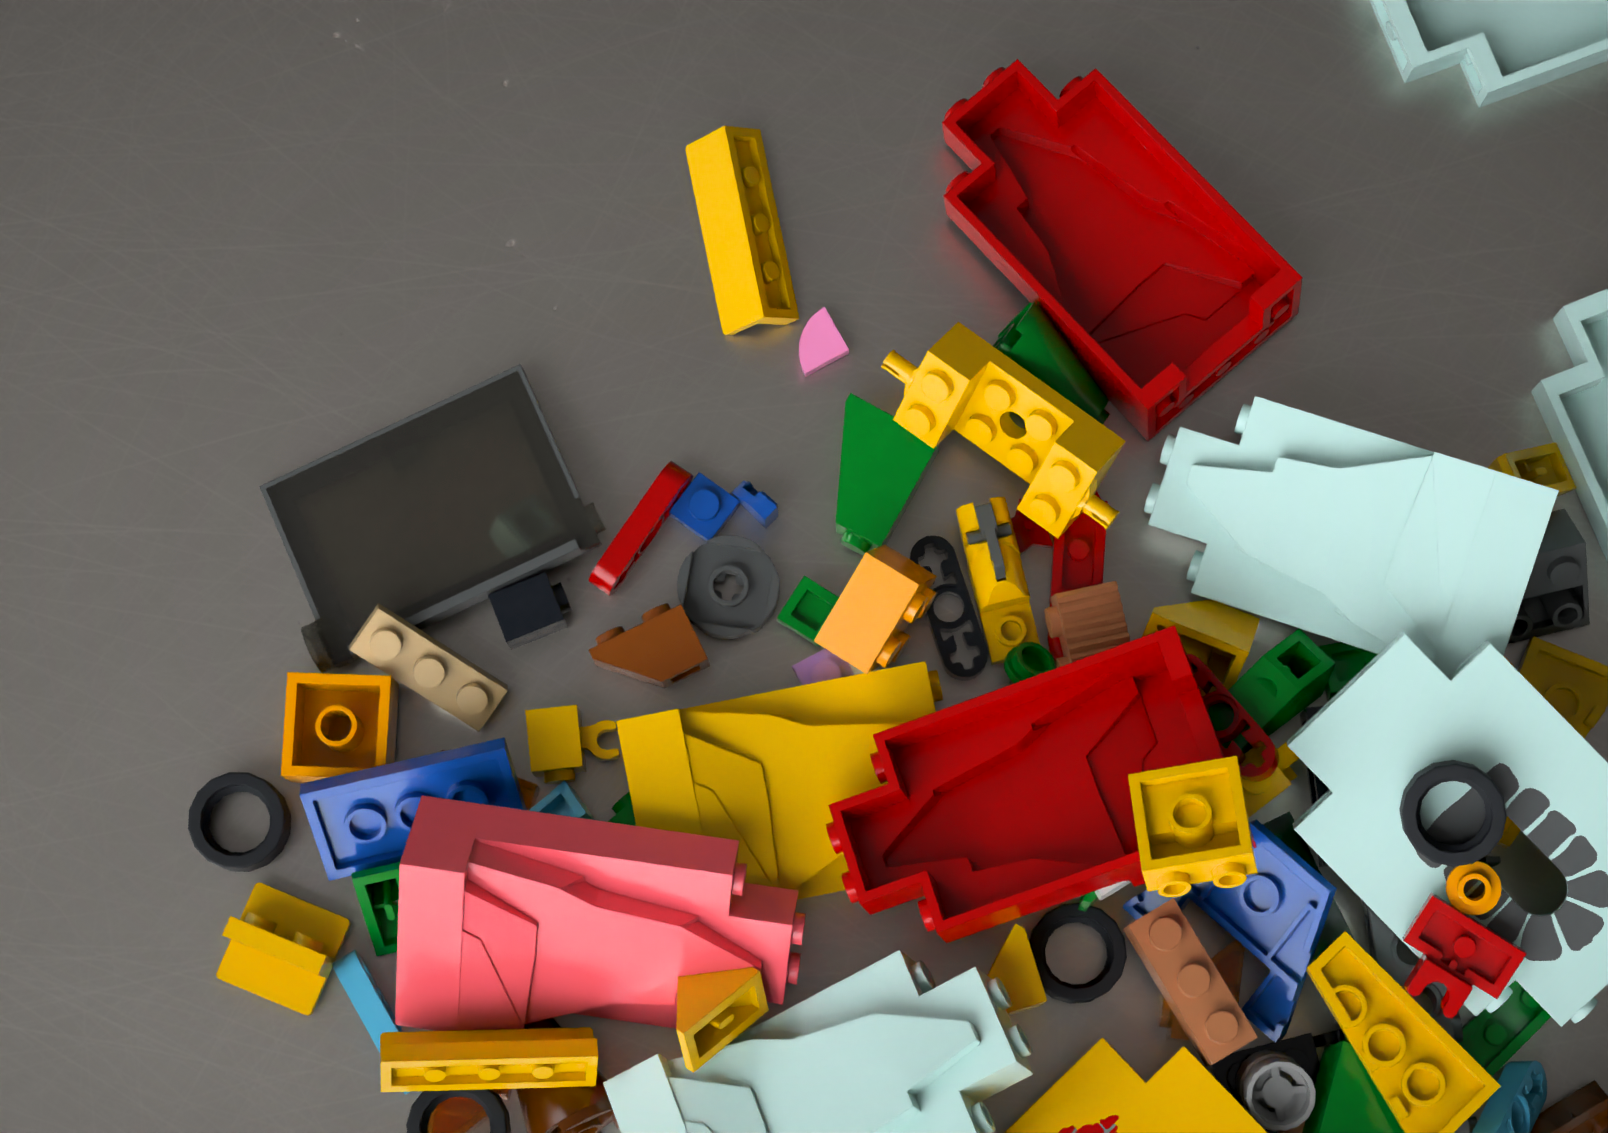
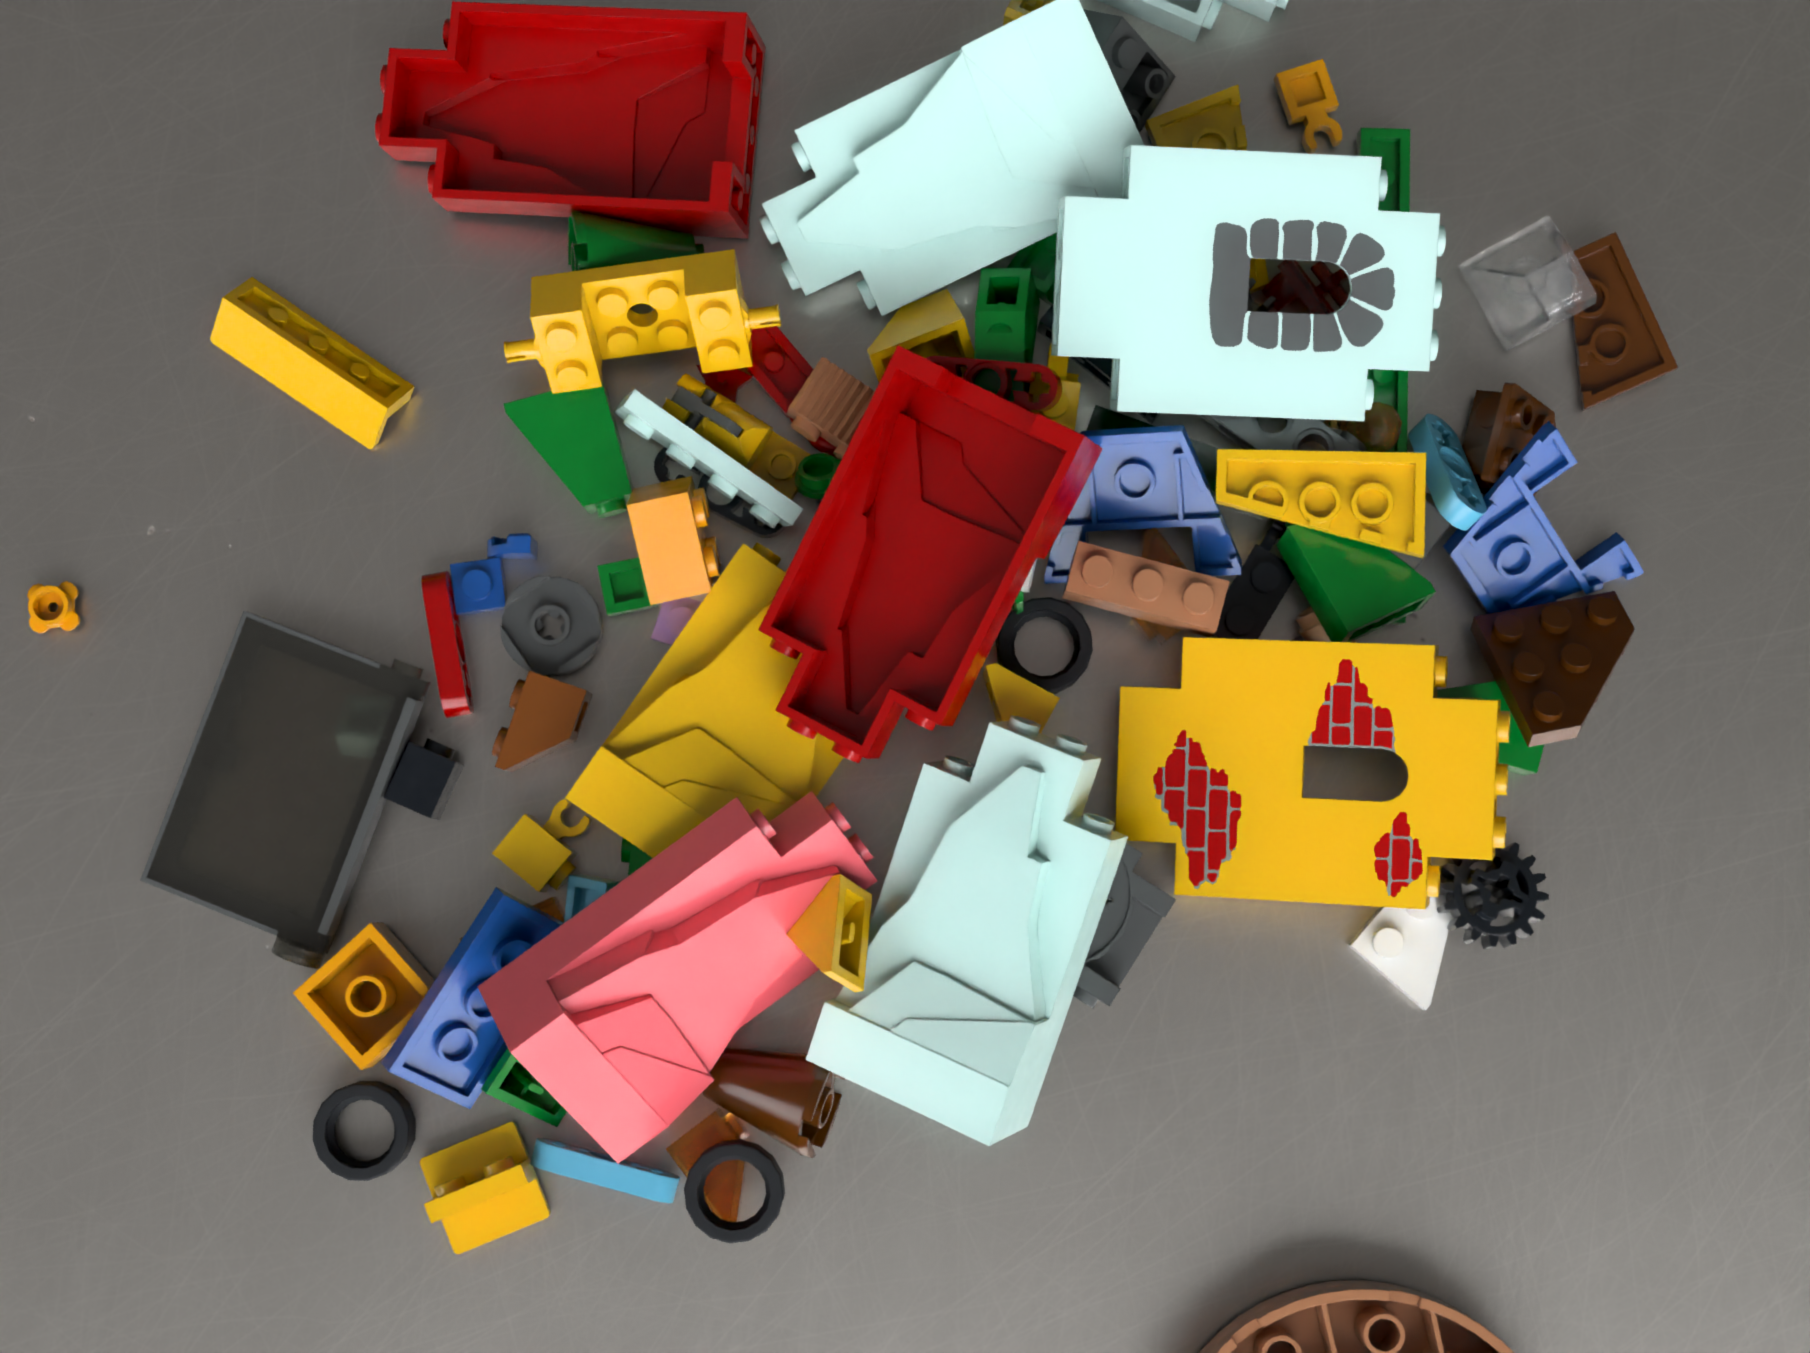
camera: 50 degrees left, 5 degrees up
(384, 219) = (39, 604): none -> light orange plate
(428, 667) = (391, 890): tan plate -> none
(488, 1059) = (708, 1123): yellow panel -> none
(820, 343) = (447, 389): bright pink tile -> none
(954, 557) = (693, 450): none -> light aqua wing
(1192, 826) = (1050, 474): yellow plate -> none
(1275, 1090) = (1273, 606): light grey wheel -> none
(1458, 954) = (1313, 389): red plate -> none
(1462, 853) = (1257, 300): black tyre -> none
(1473, 906) = (1265, 326): light orange plate -> none
(1486, 1033) = (1377, 431): none -> clear orange plate
(1532, 867) = (1295, 283): none -> clear red hips

